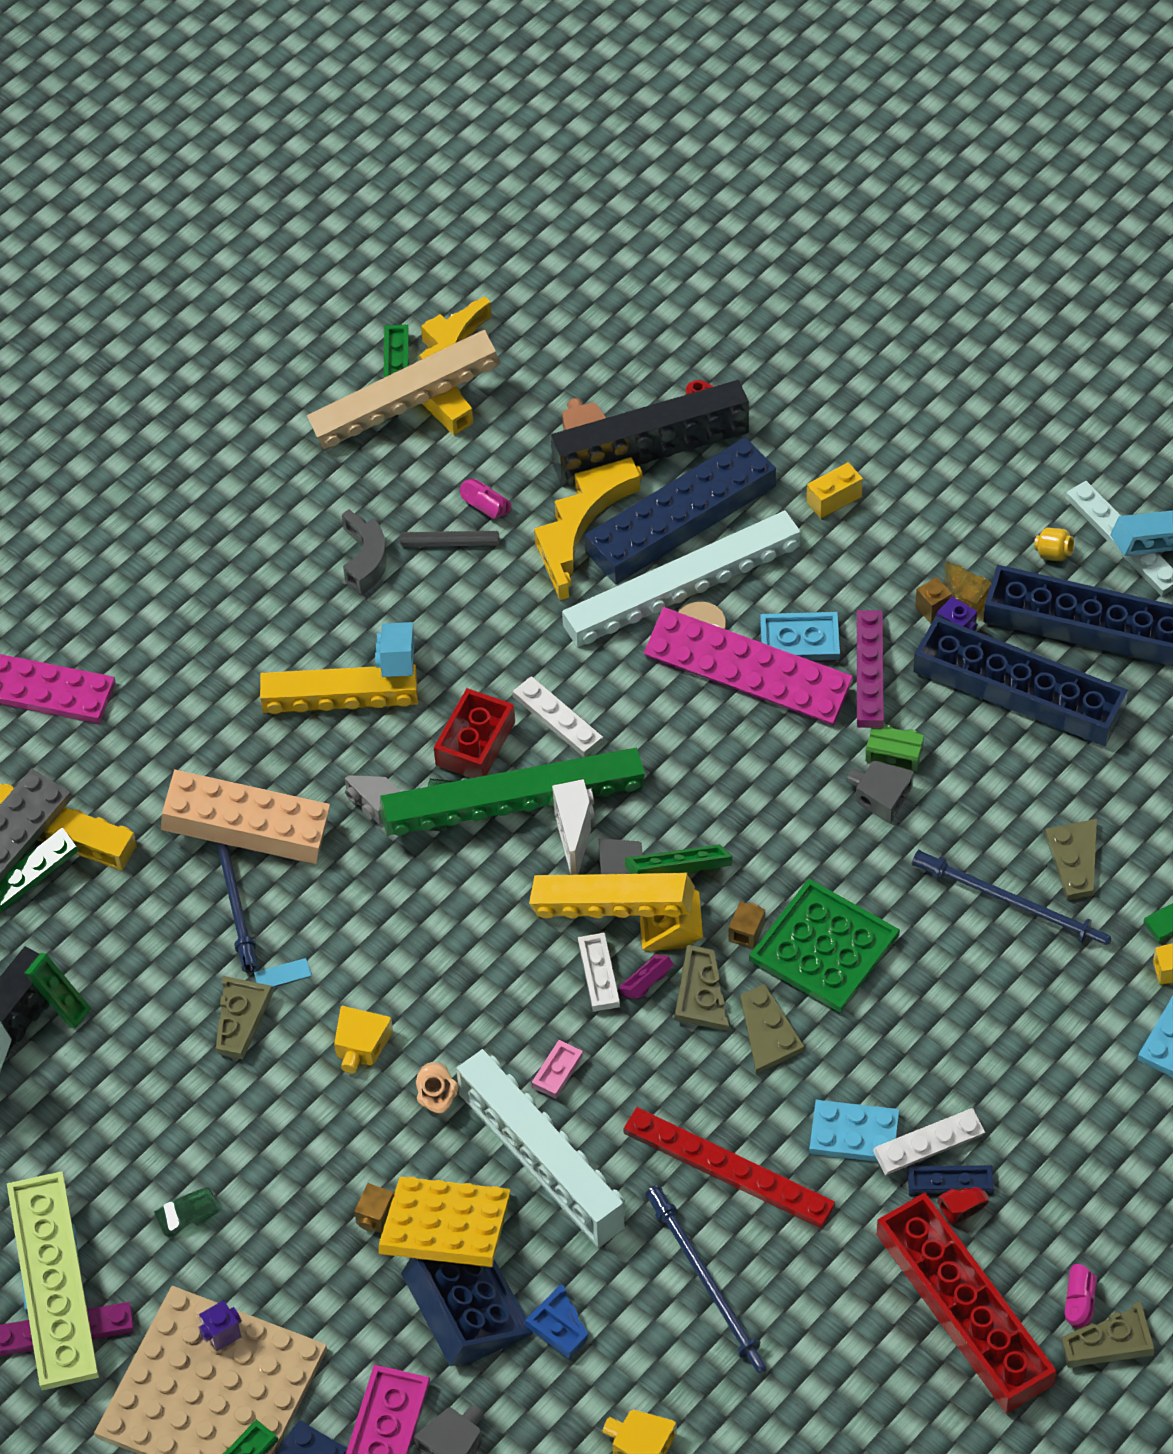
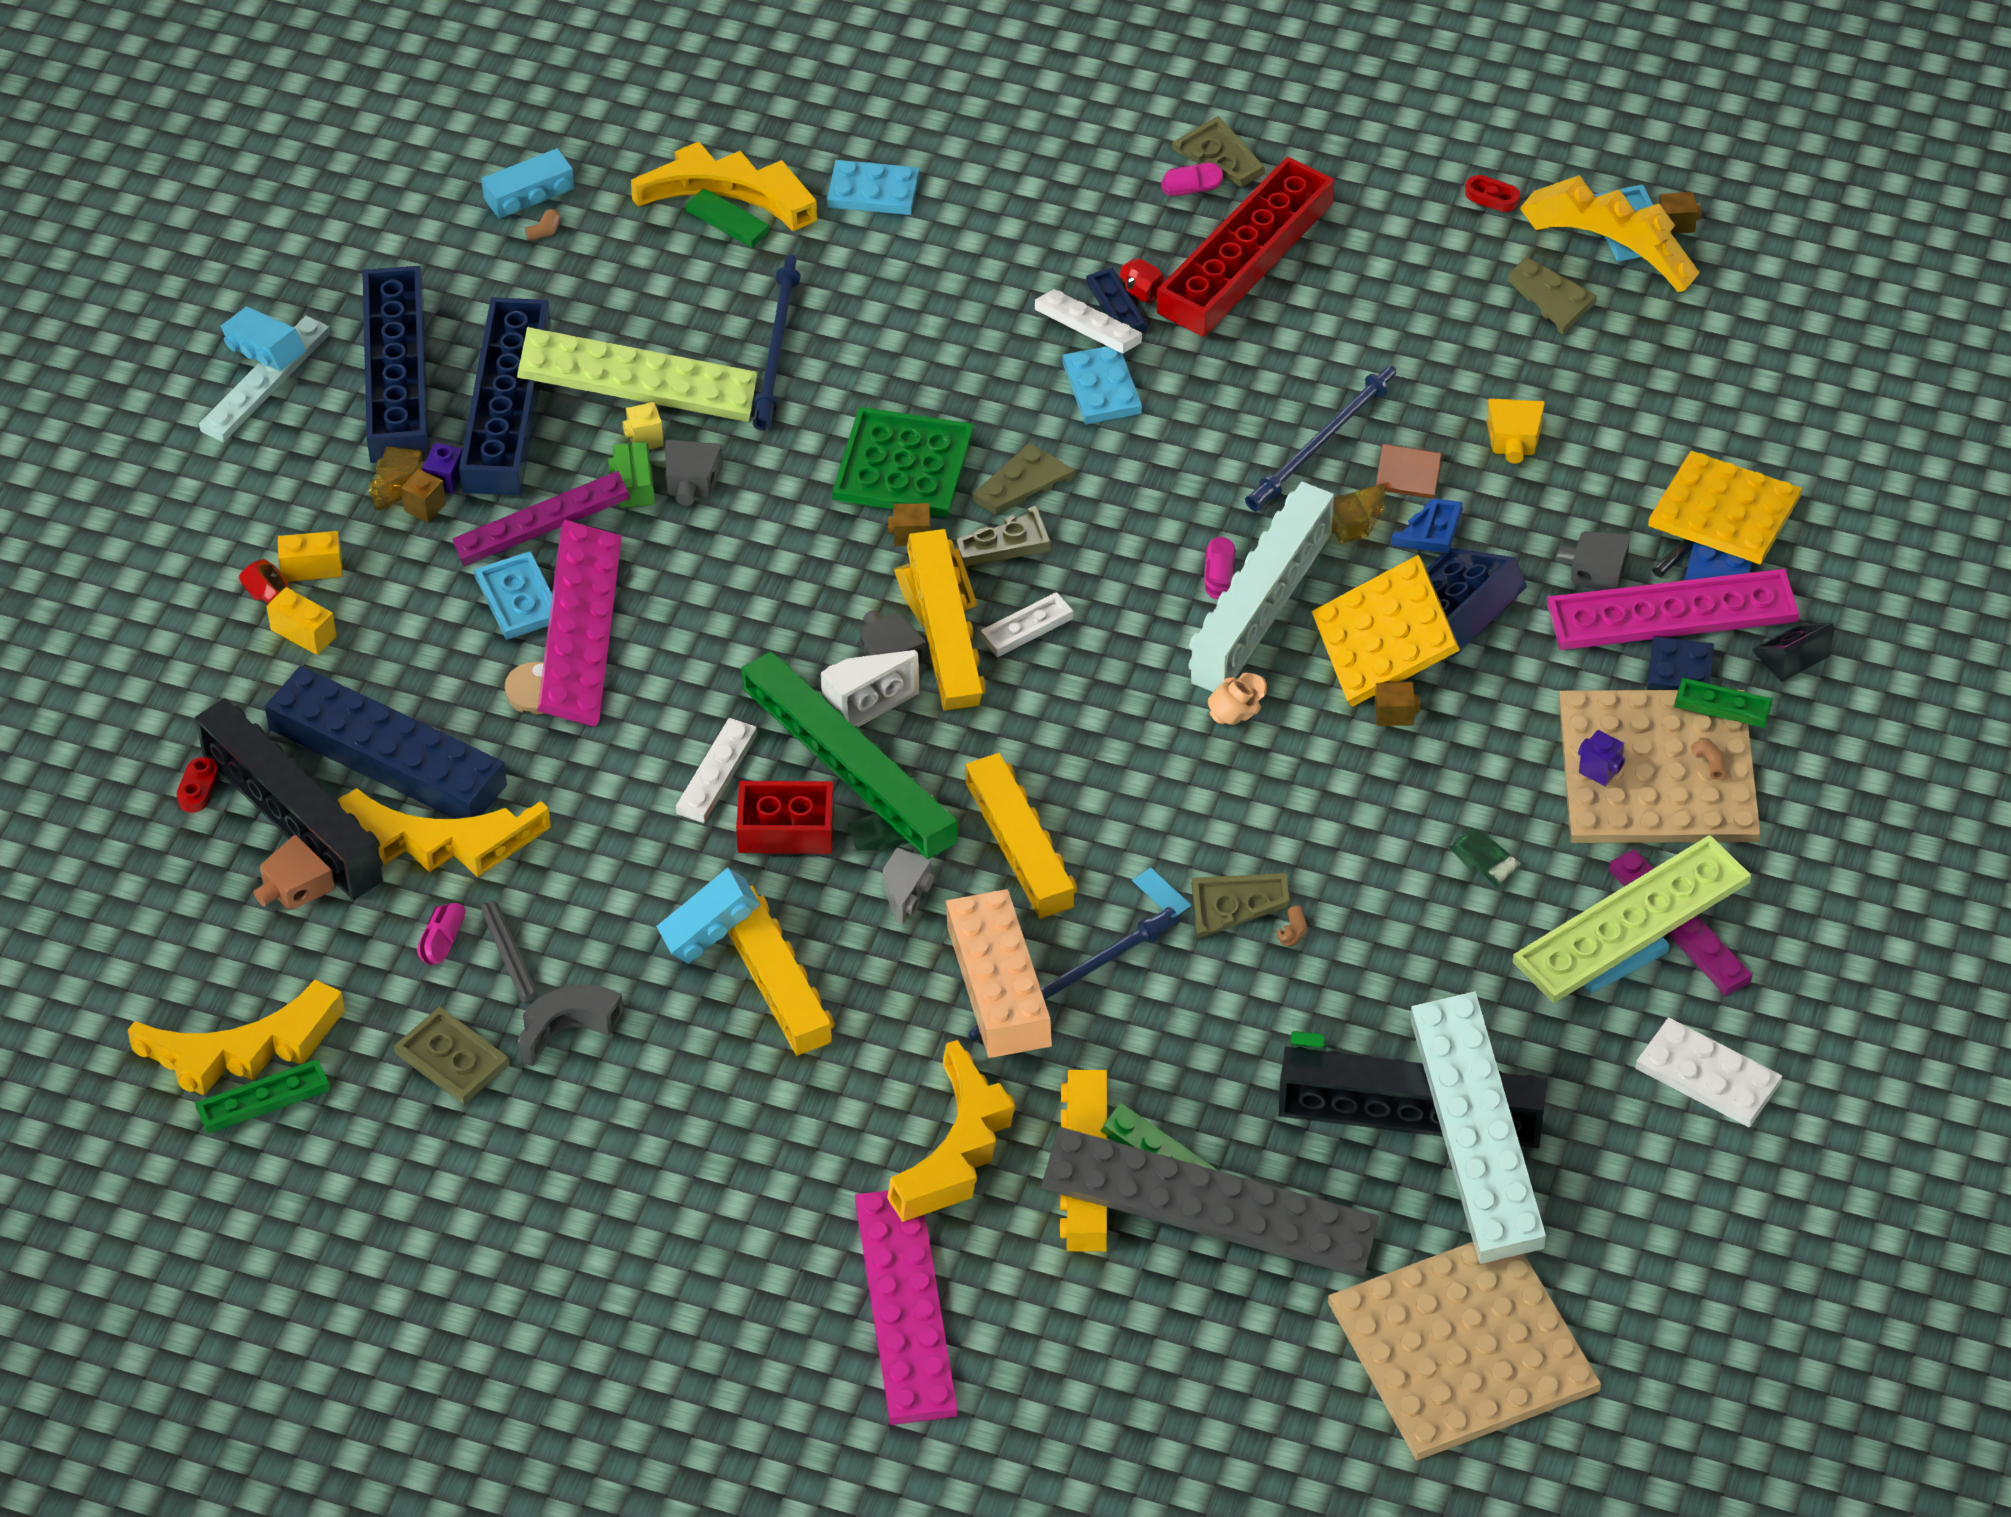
camera: 115 degrees left, 5 degrees down
(110, 753) = (949, 1171): none -> yellow arch
(183, 1423) = (1707, 748): none -> medium nougat arm
(191, 1048) = (1296, 930): none -> medium nougat arm
(360, 1037) = (1210, 786): yellow torso -> none
(371, 478) = (451, 1055): none -> olive plate
(381, 888) = (1020, 835): none -> yellow brick
(404, 389) = (319, 1045): tan brick -> none
(557, 1069) = (1158, 619): bright pink plate -> none
(592, 1136) = (1219, 566): none -> dark pink arm
(599, 1265) = (1357, 513): none -> clear yellow slope
(641, 1338) = (1409, 470): none -> slope
(652, 971) = (1013, 583): magenta plate -> none
(680, 861) = (870, 588): green plate -> none
(681, 579) = (484, 717): light aqua brick -> none
(729, 1167) = (1192, 463): red plate -> none
(886, 478) = (262, 580): none -> red rock
(901, 512) = (310, 556): none -> yellow brick
(944, 769) = (644, 425): none -> light yellow brick
(1000, 776) = (637, 374): none -> yellowish green plate
(1054, 544) = (303, 421): yellow head -> none
(1074, 856) = (699, 312): olive wing -> none

